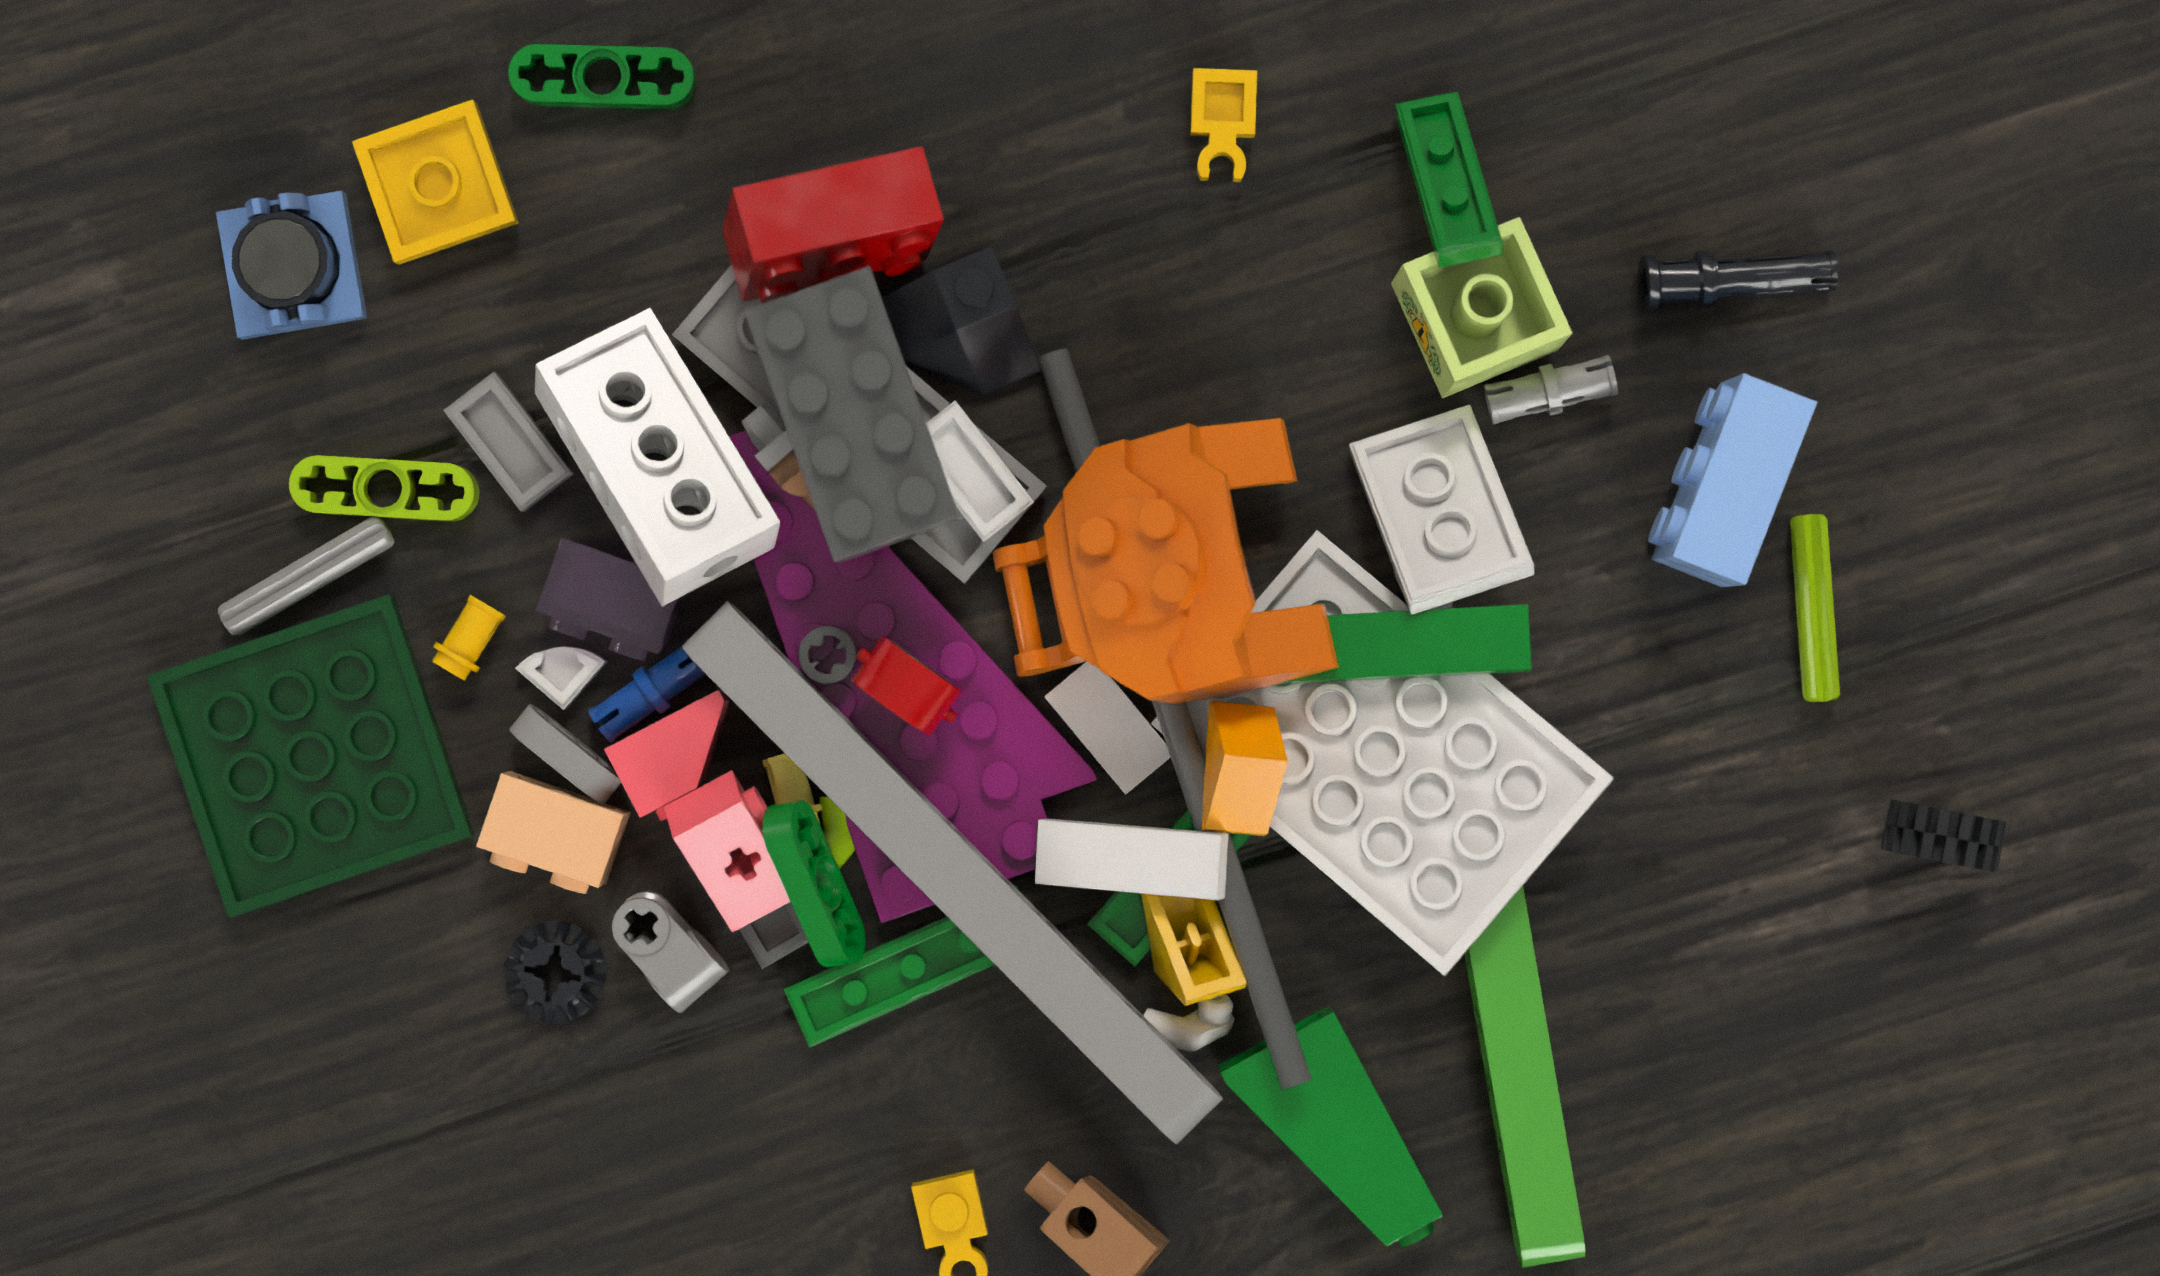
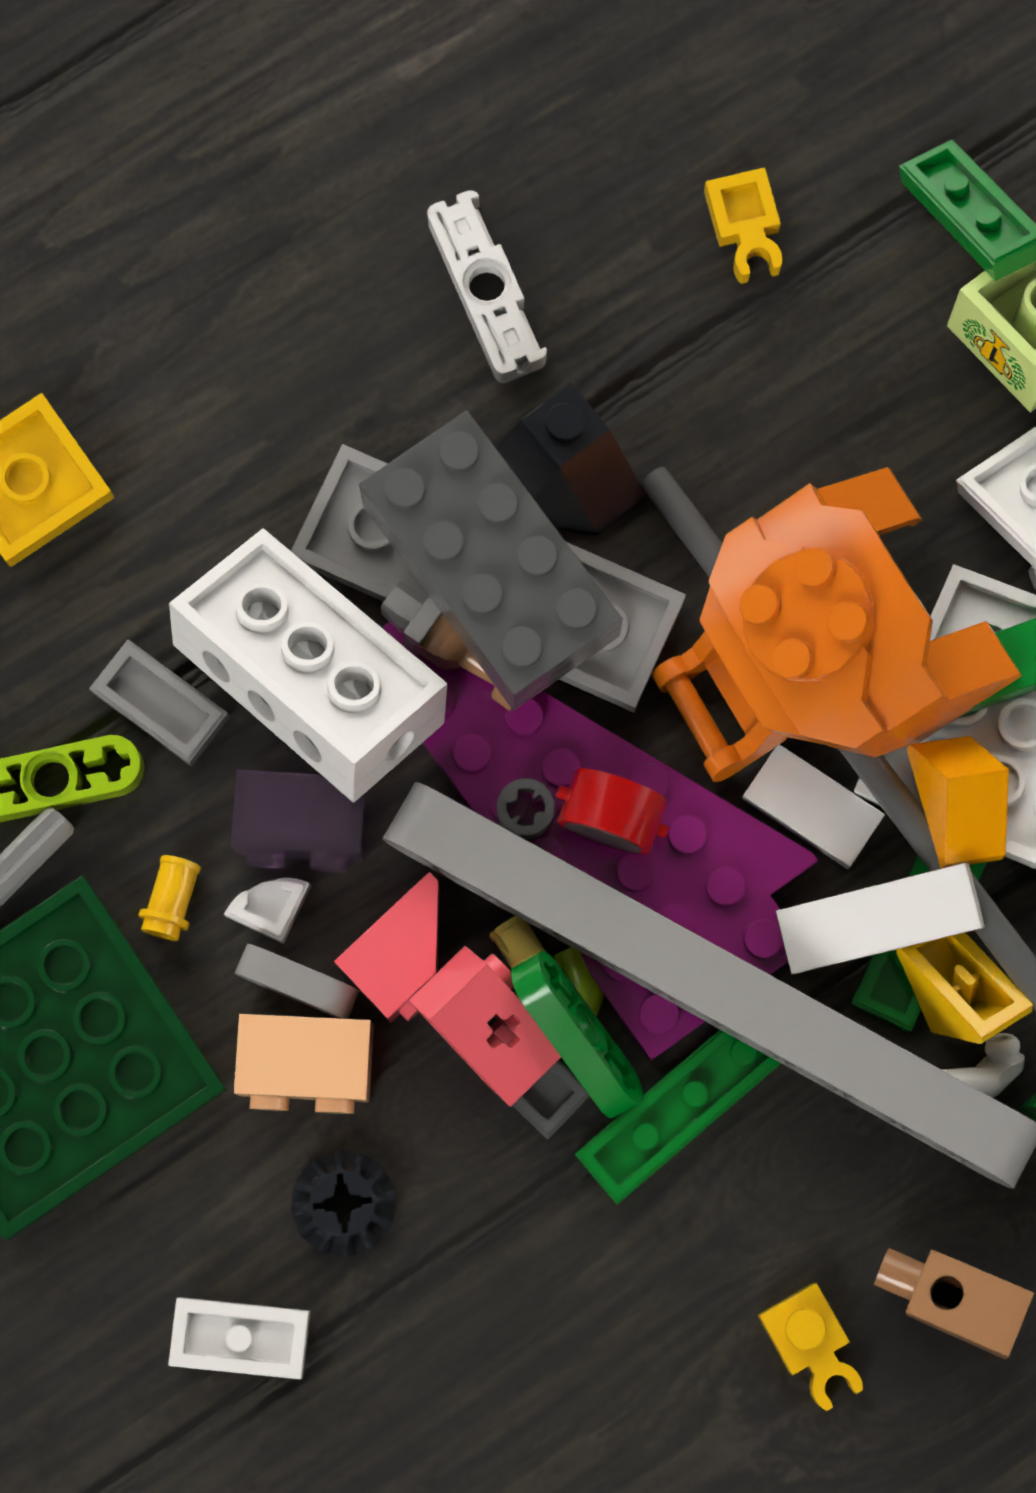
camera: 15 degrees left, 10 degrees down
(424, 1068) = (239, 1338): none -> white plate
(555, 90) = (136, 328): green beam -> none
(646, 693) = (360, 899): blue pin -> none
(677, 959) = (459, 1154): light grey piece -> none
(832, 223) = (409, 389): red brick -> none
(937, 69) = (497, 322): none -> white piece
(975, 473) = (643, 609): white tile -> none

